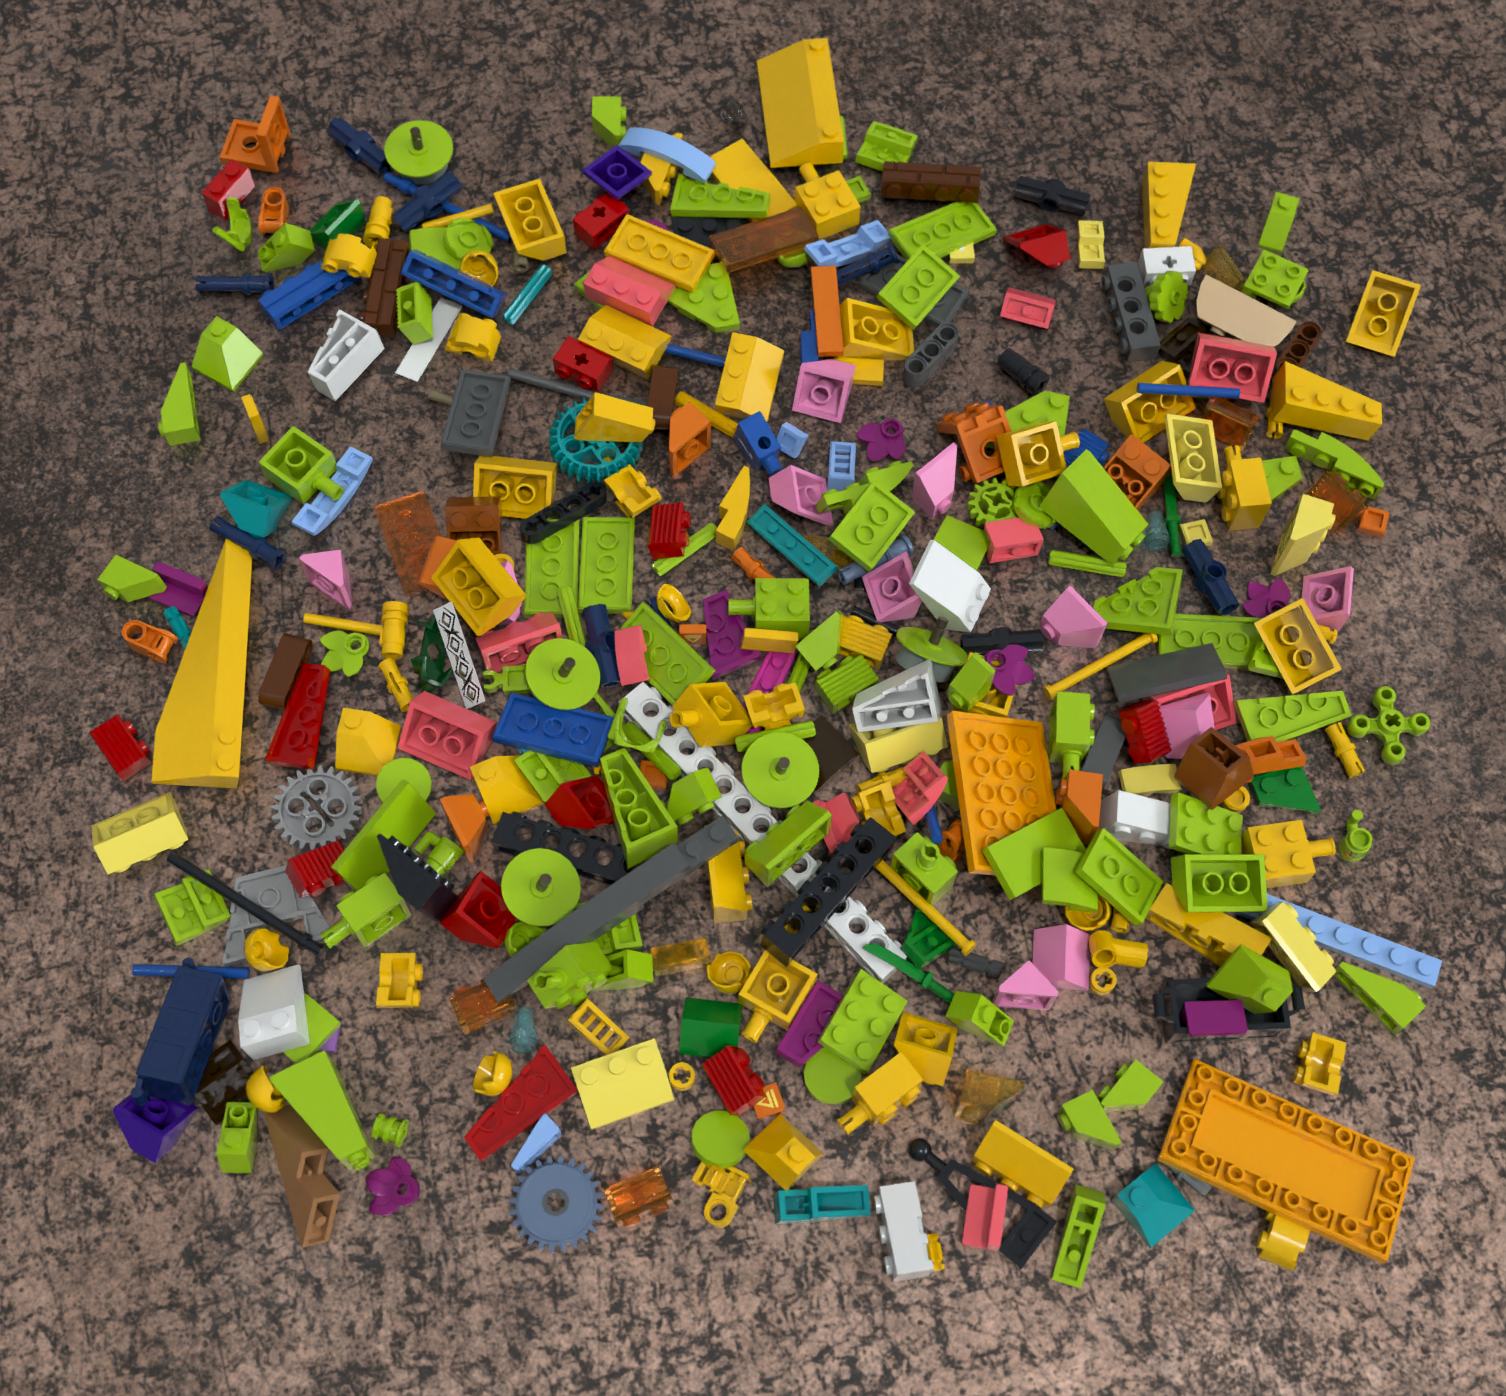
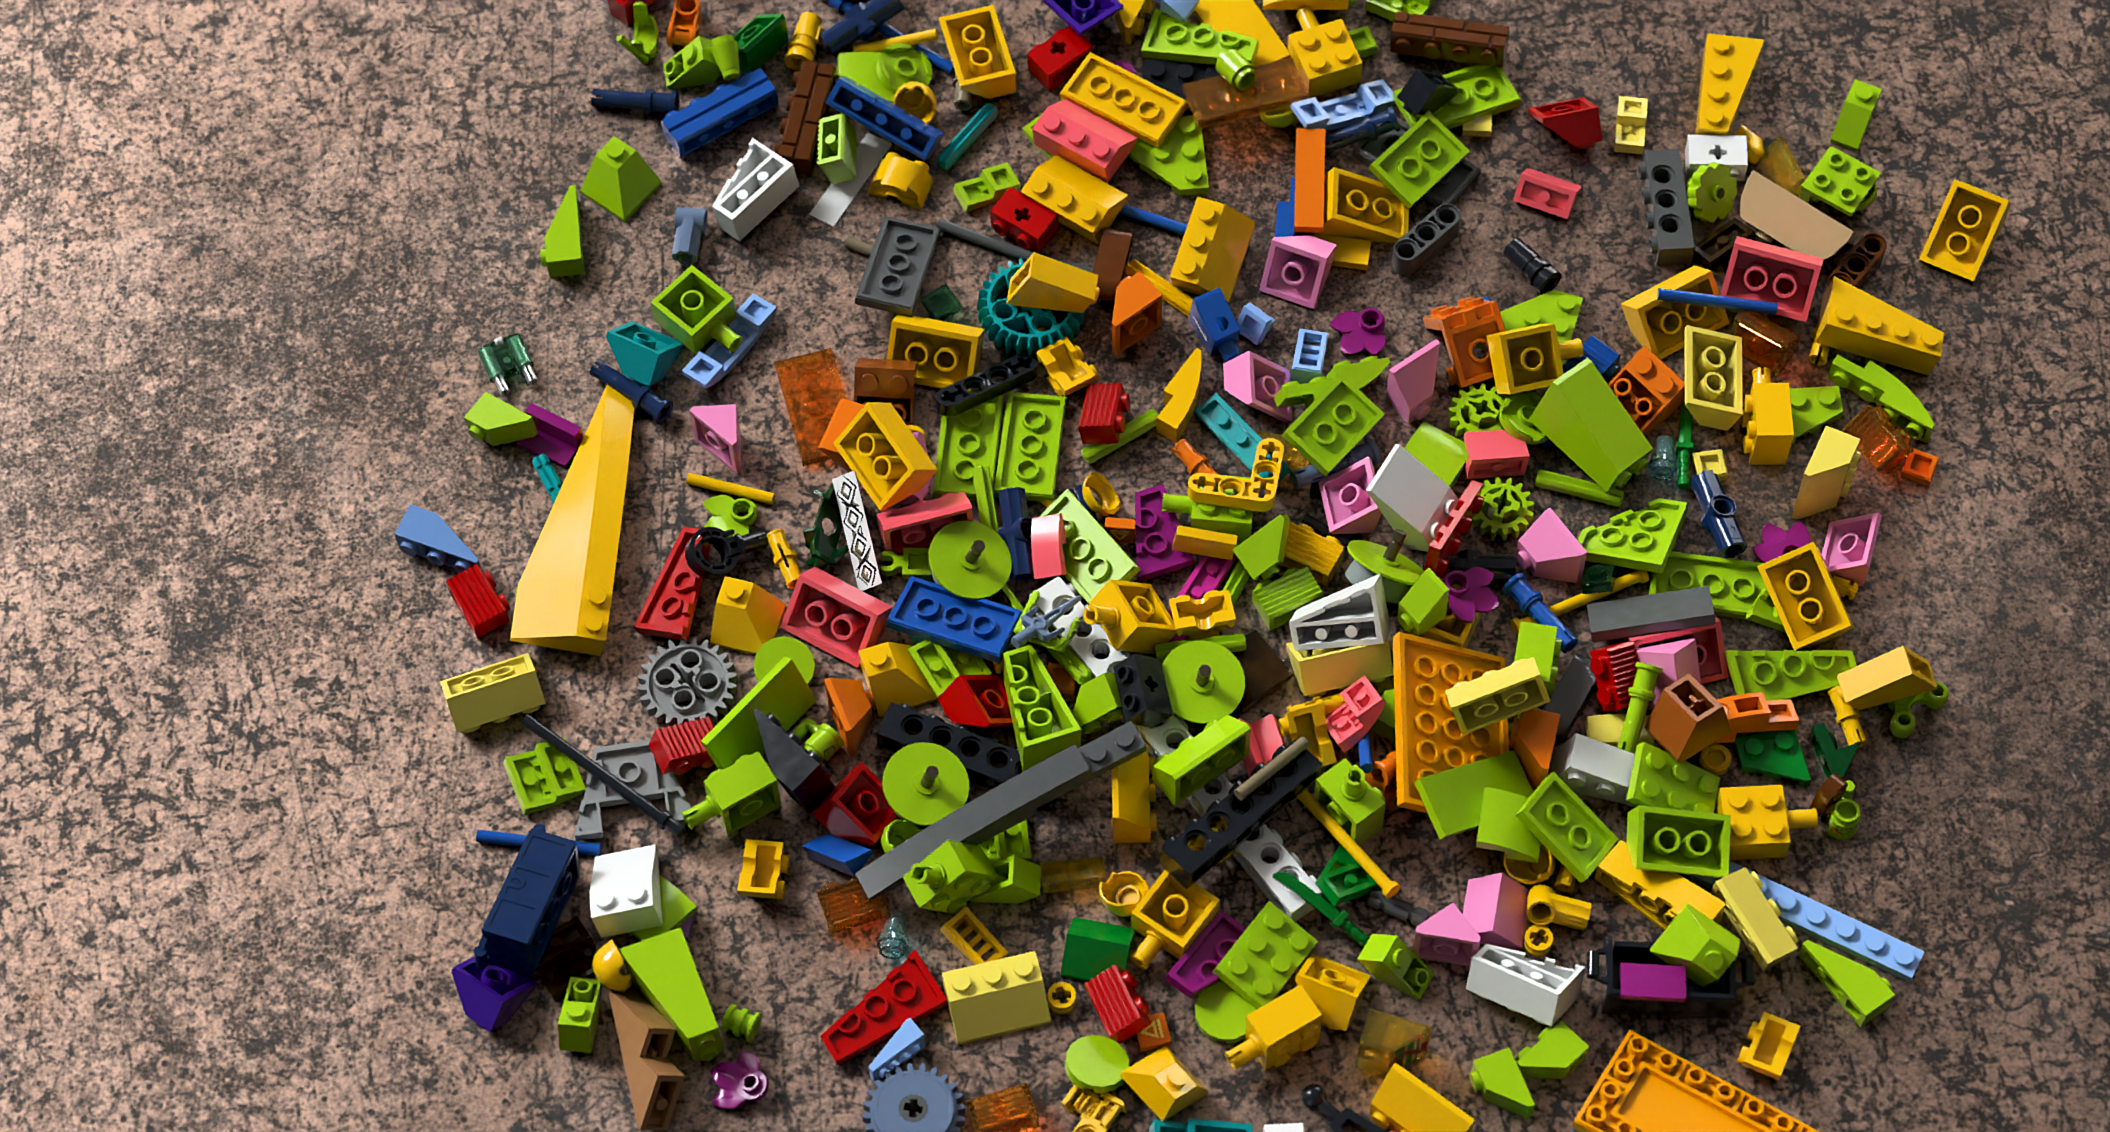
camera: 10 degrees right, 5 degrees down
(73, 691) = (429, 536): none -> medium blue slope
(133, 523) = (506, 359): none -> clear green piece
(153, 642) = (519, 492): orange piece -> none
(255, 418) = (649, 254): yellow tile -> none
(265, 951) = (620, 826): yellow hair -> none
(284, 670) = (661, 533): reddish brown beam -> none
(290, 392) = (689, 228): none -> sand blue piece
(310, 237) = (726, 56): none -> lime cone
(347, 681) = (730, 547): none -> black pin
(349, 254) = (768, 76): yellow cylinder -> none
(393, 633) = (785, 502): yellow axle -> none
(466, 958) = (837, 853): none -> blue slope
(493, 1074) = (857, 976): yellow hair -> none
(517, 442) = (941, 303): none -> clear green plate
(548, 338) = (986, 188): none -> lime slope
(630, 731) = (1039, 625): none -> sand blue piece
(729, 784) = (1143, 690): none -> black brick
(754, 219) = (1236, 69): none -> lime brick
(804, 590) = (1248, 489): none -> yellow beam
(849, 851) = (1271, 768): none -> dark tan bar
(918, 228) = (1426, 92): none -> black slope
(991, 607) = (1458, 523): none -> red wing
(1010, 591) = (1514, 514): none -> lime gear
(1047, 761) = (1497, 695): none -> light yellow slope
(1052, 195) = (1591, 64): black piece -> none
(1060, 671) = (1532, 604): none -> blue pin
(1096, 1026) = (1524, 984): none -> white wedge
(1115, 644) = (1598, 579): none -> clear green plate
(1169, 749) = (1641, 695): none -> lime pin
(1338, 793) = (1828, 756): none -> dark green slope
(1342, 825) = (1828, 795): none -> reddish brown beam
(1379, 716) = (1886, 679): none -> yellow slope

